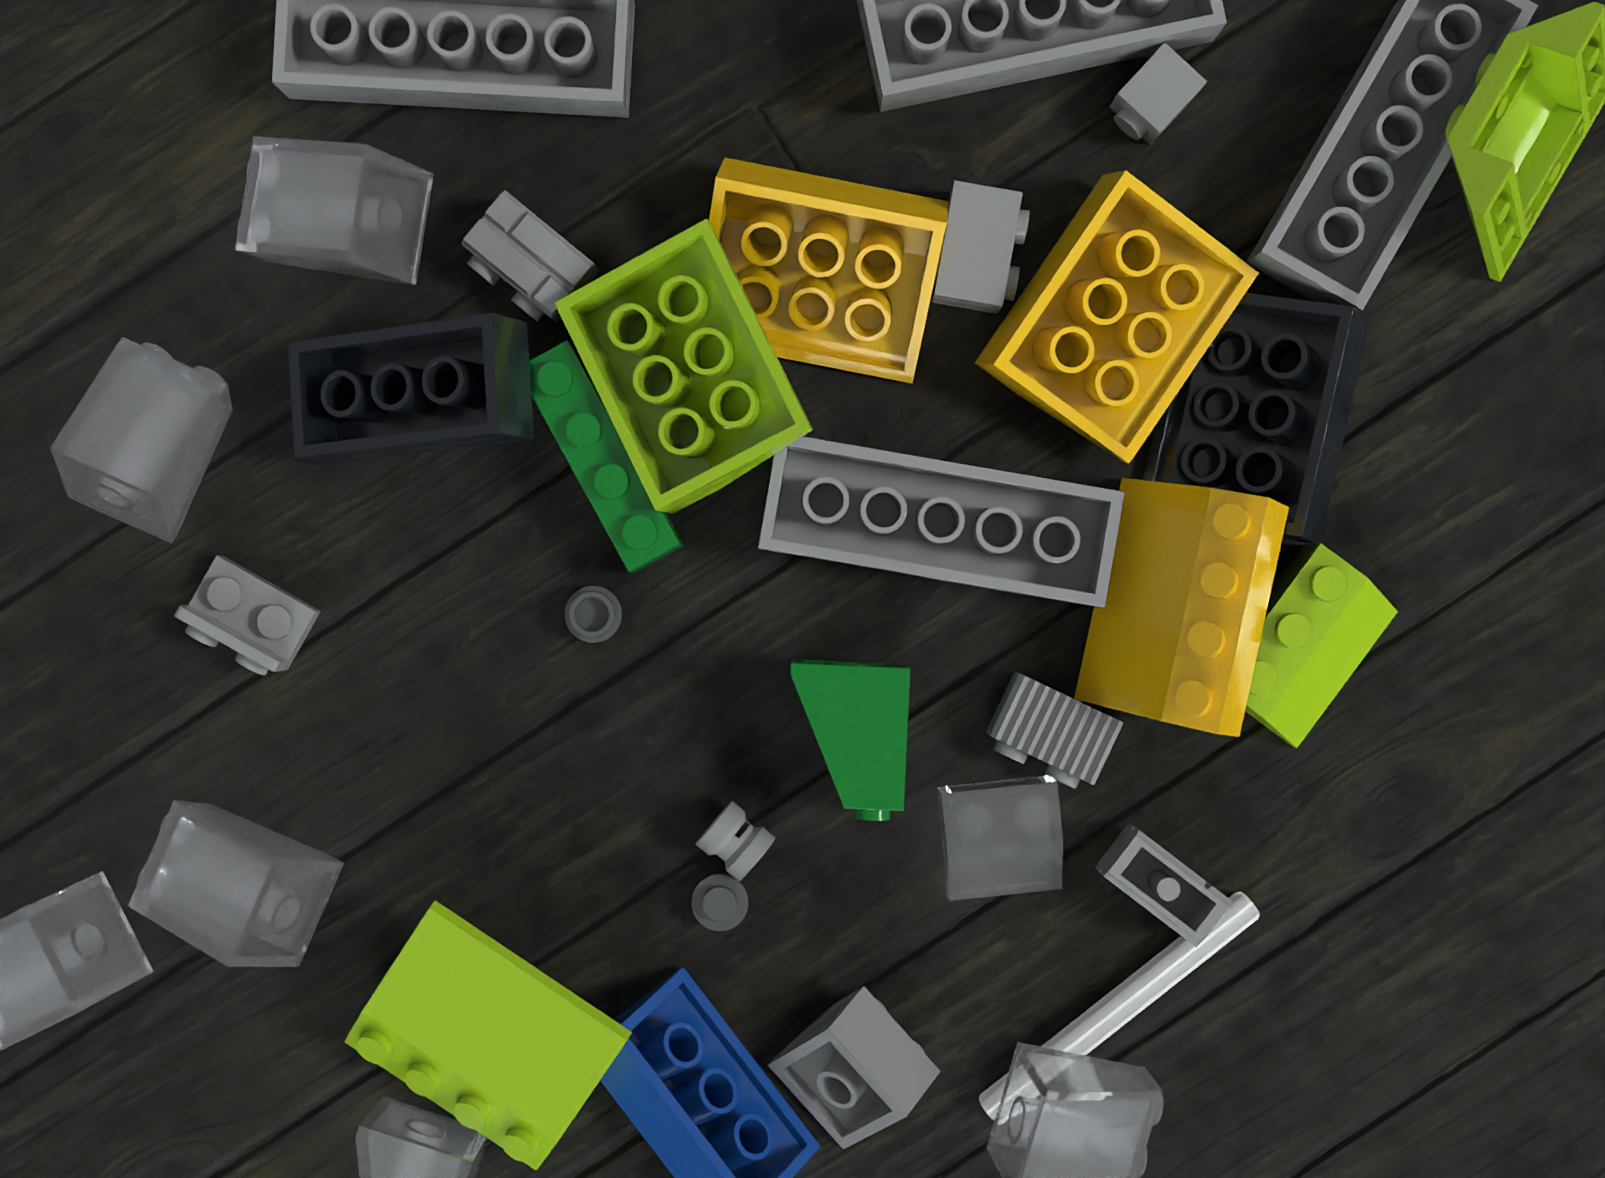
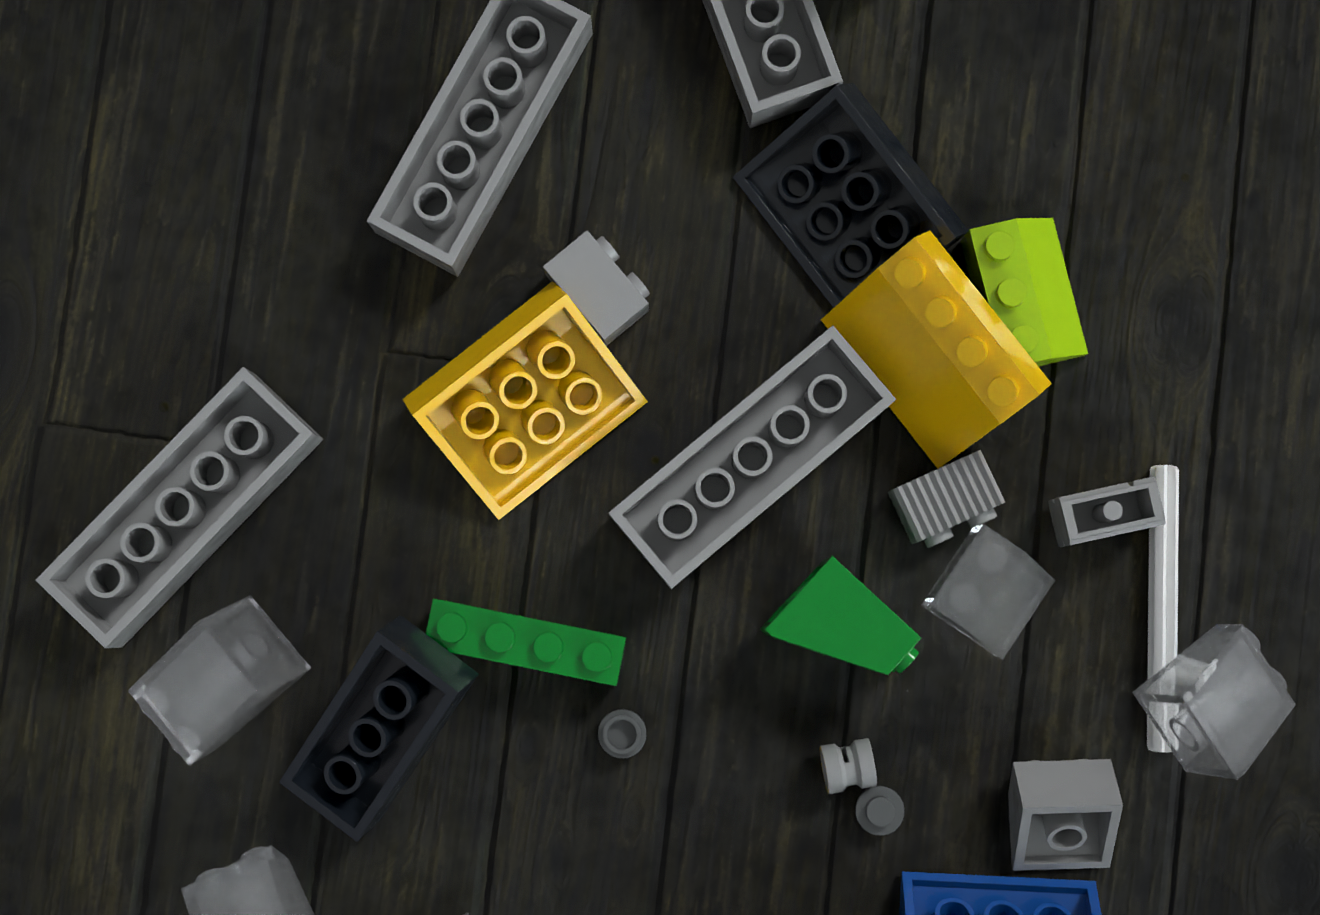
camera: 50 degrees left, 5 degrees down
(527, 256) = (358, 579): light grey brick -> none
(684, 368) = (516, 538): lime slope -> none
(1117, 315) = (715, 236): yellow slope -> none
(1156, 95) = (597, 96): light grey brick -> none

